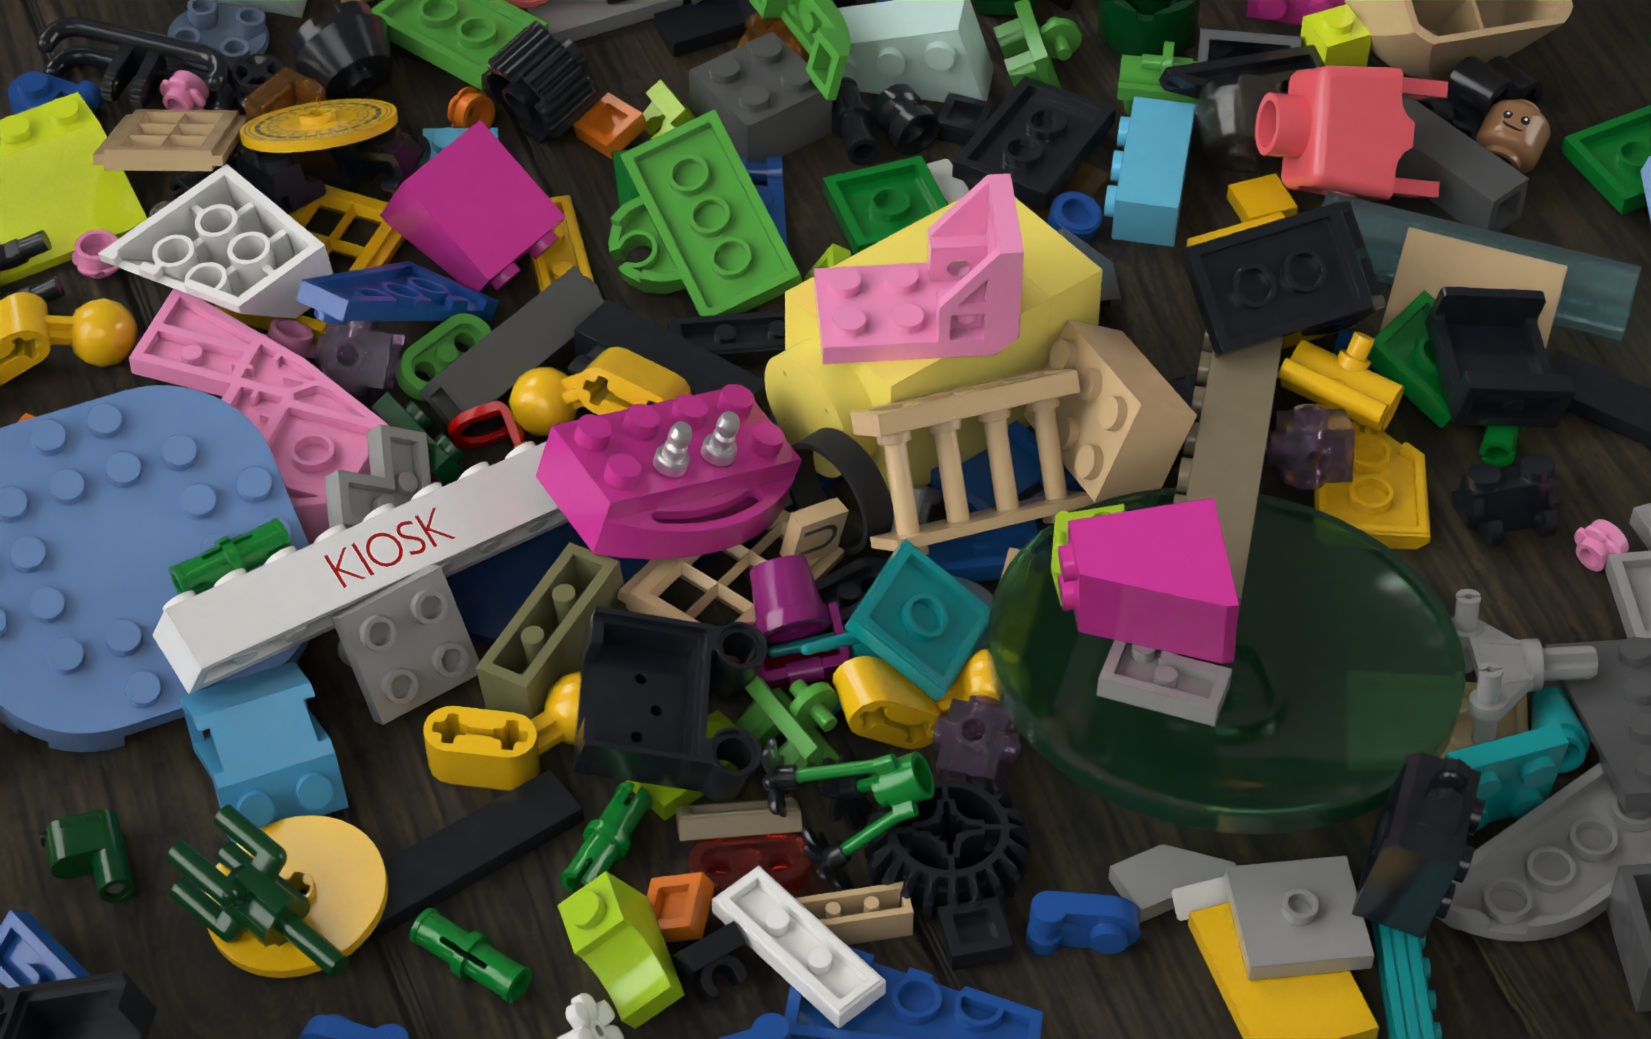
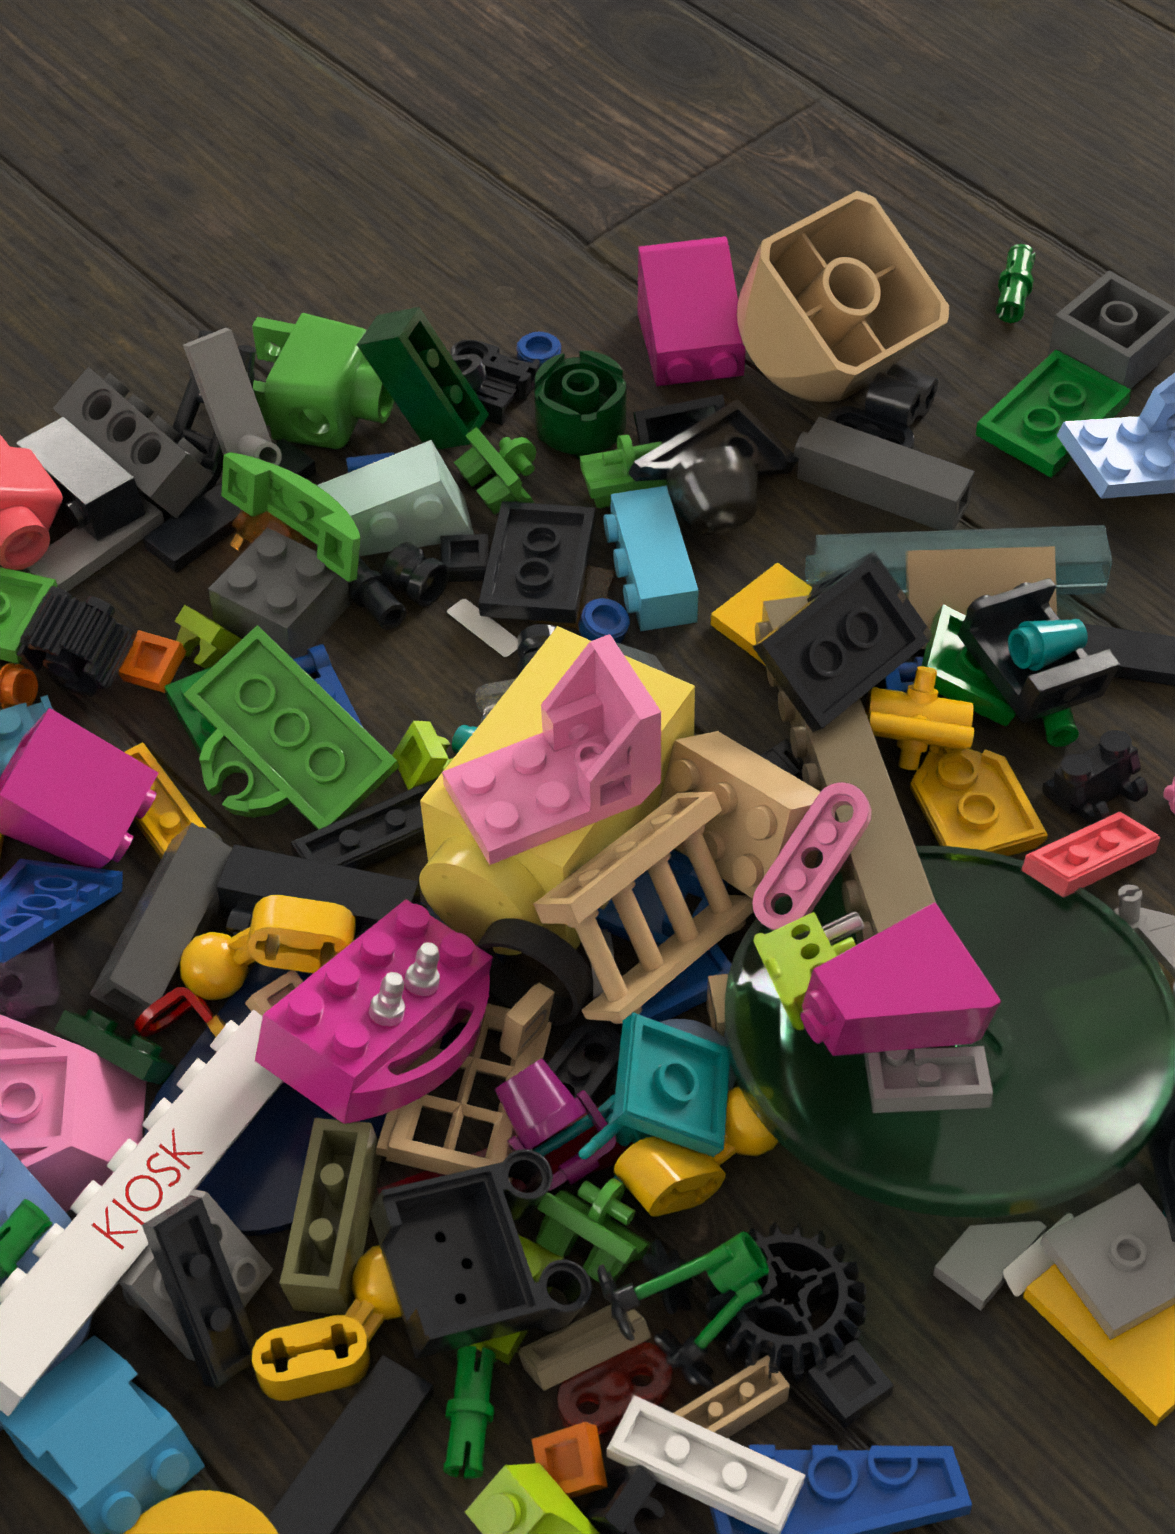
camera: 20 degrees left, 5 degrees up
(397, 473) = (117, 1113): light grey plate -> none
(402, 648) = (201, 1290): none -> black tile
(437, 351) = (91, 948): bright green plate -> none
(881, 199) = (439, 664): green plate -> none
(976, 740) = (756, 1206): clear purple brick -> none
(1081, 921) = (953, 1330): blue plate -> none
(1162, 437) = (815, 832): none -> bright pink plate
(1260, 198) = (753, 555): yellow tile -> none
(1312, 446) = (927, 784): brick -> none
(1337, 36) = (756, 387): neon yellow brick -> none
(1345, 131) = (812, 476): coral piece -> none
(1459, 560) = (1090, 854): none -> coral tile
(1509, 349) = (1044, 642): none -> teal cone
(1515, 133) = (937, 430): medium nougat head -> none

